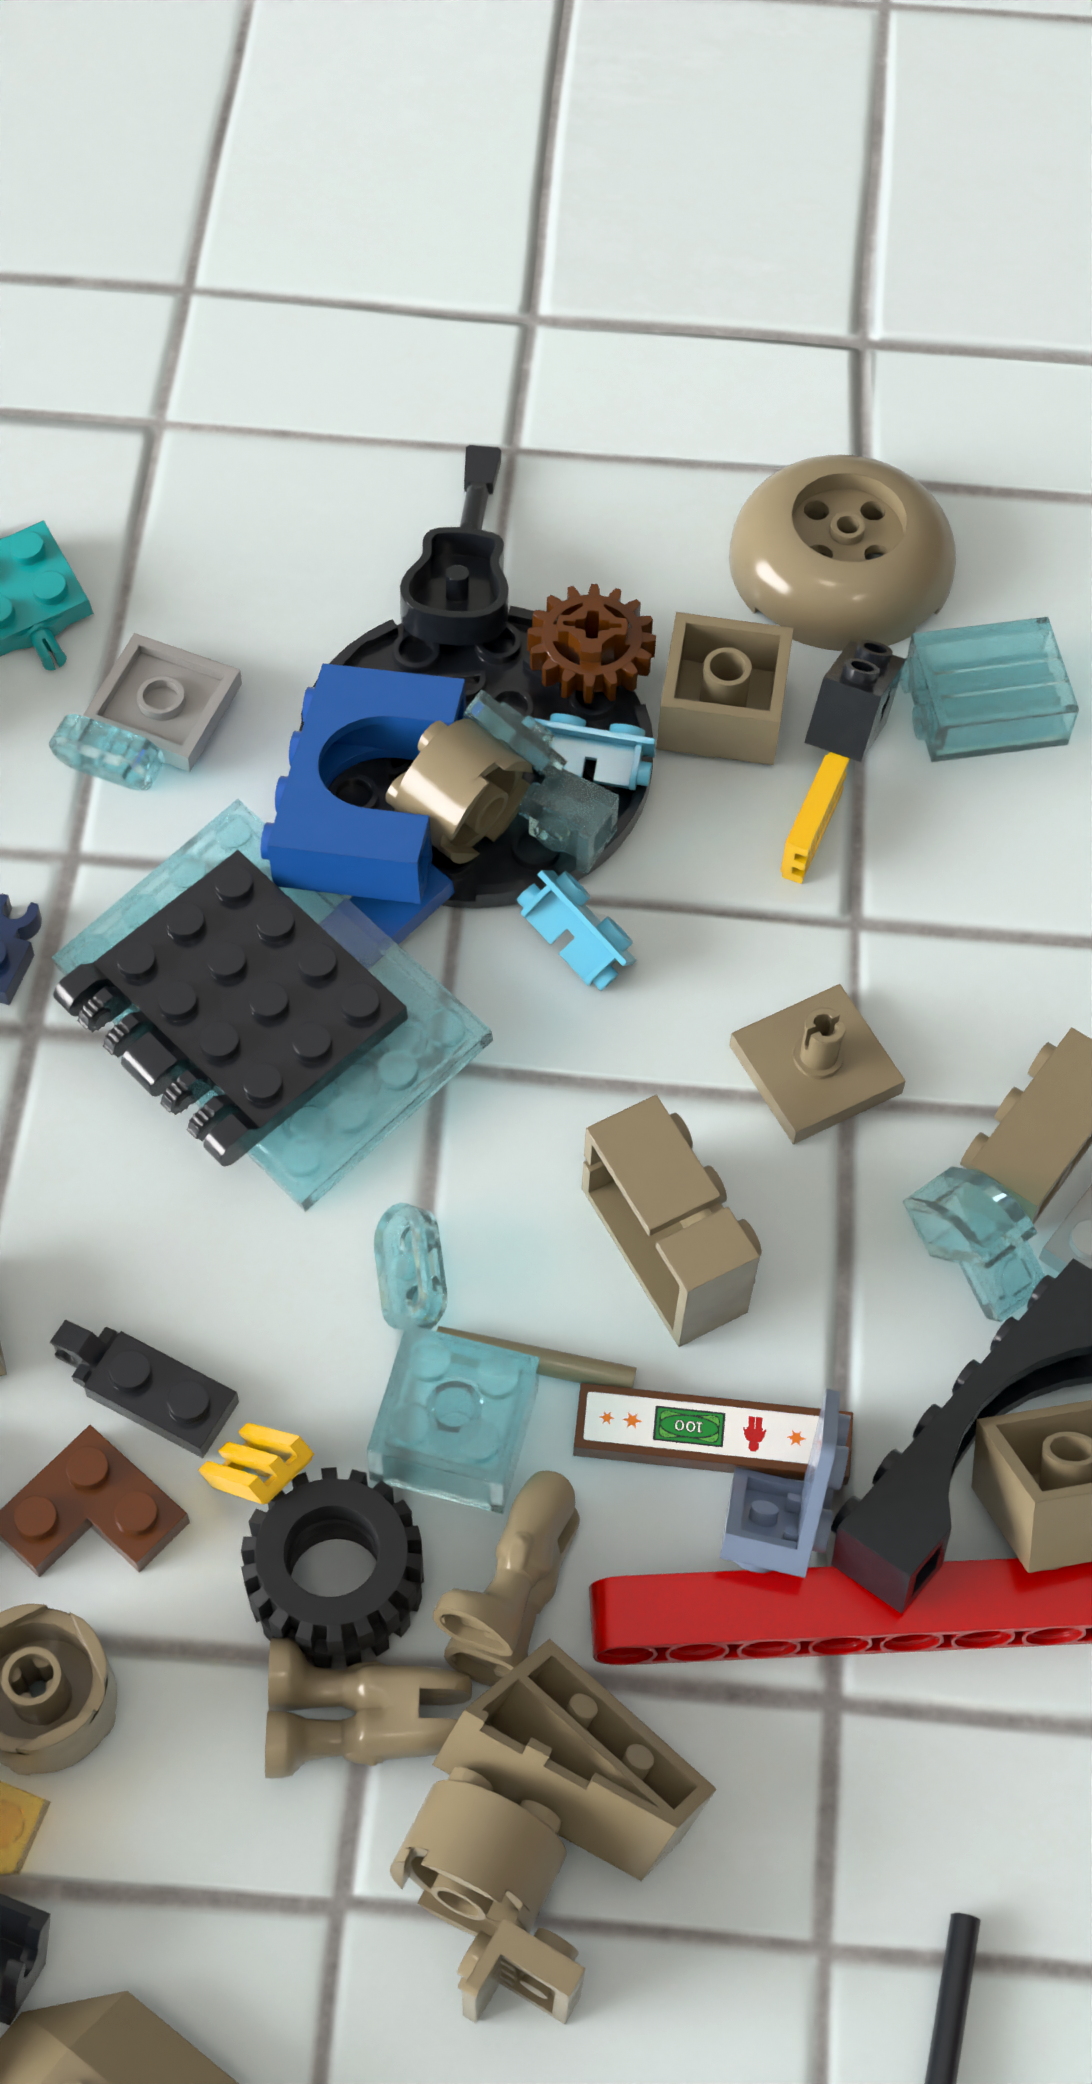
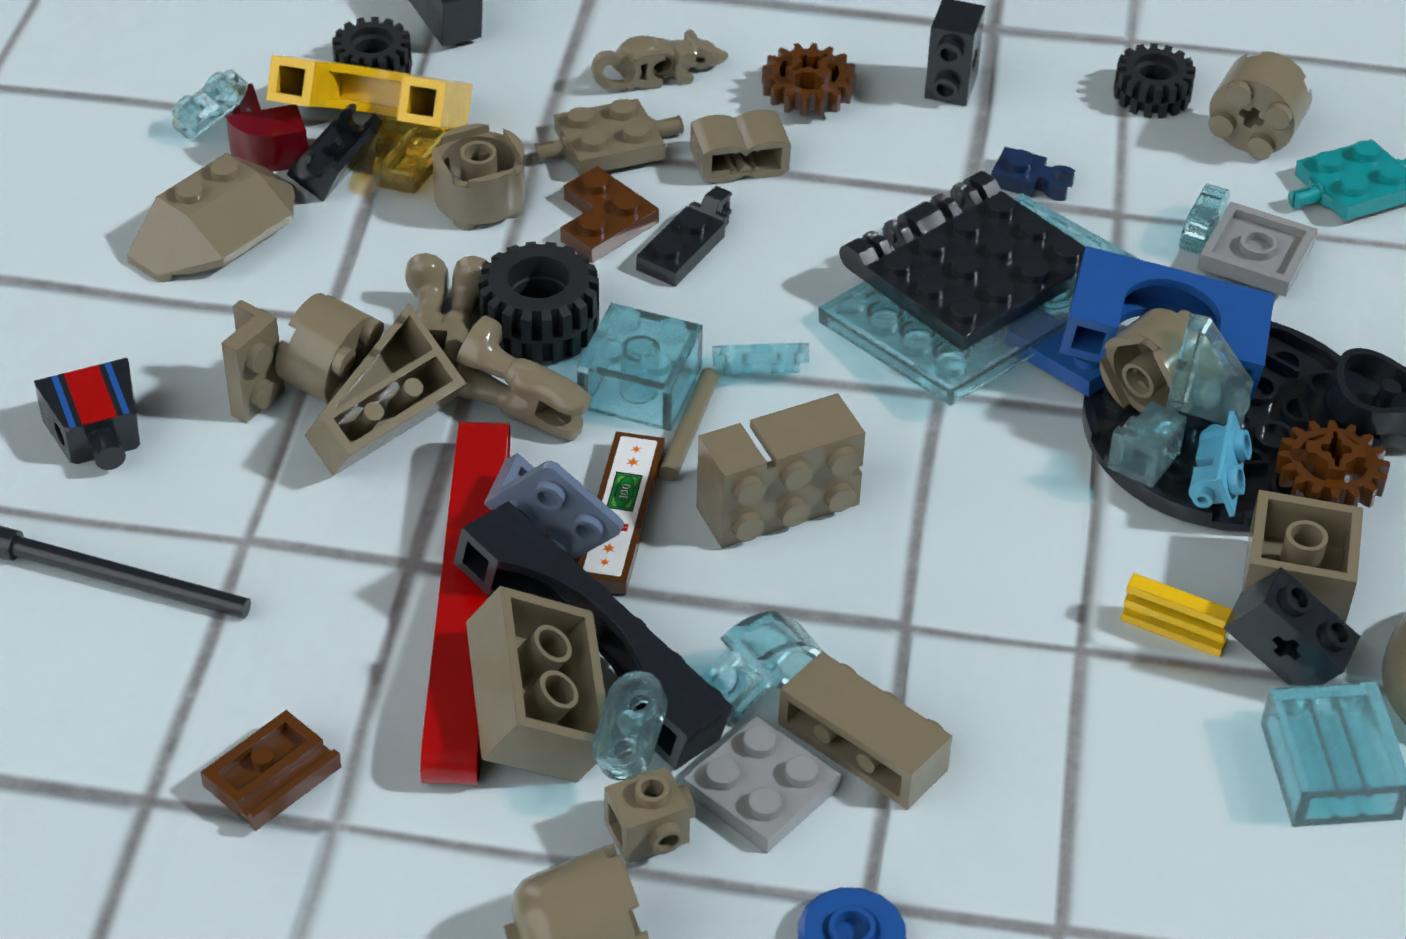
camera: 95 degrees right, 15 degrees down
(263, 1453) = (613, 263): yellow tile -> none
(563, 908) = (1057, 459): medium azure hinge -> none
(816, 1063) = (938, 603): dark tan tile -> none

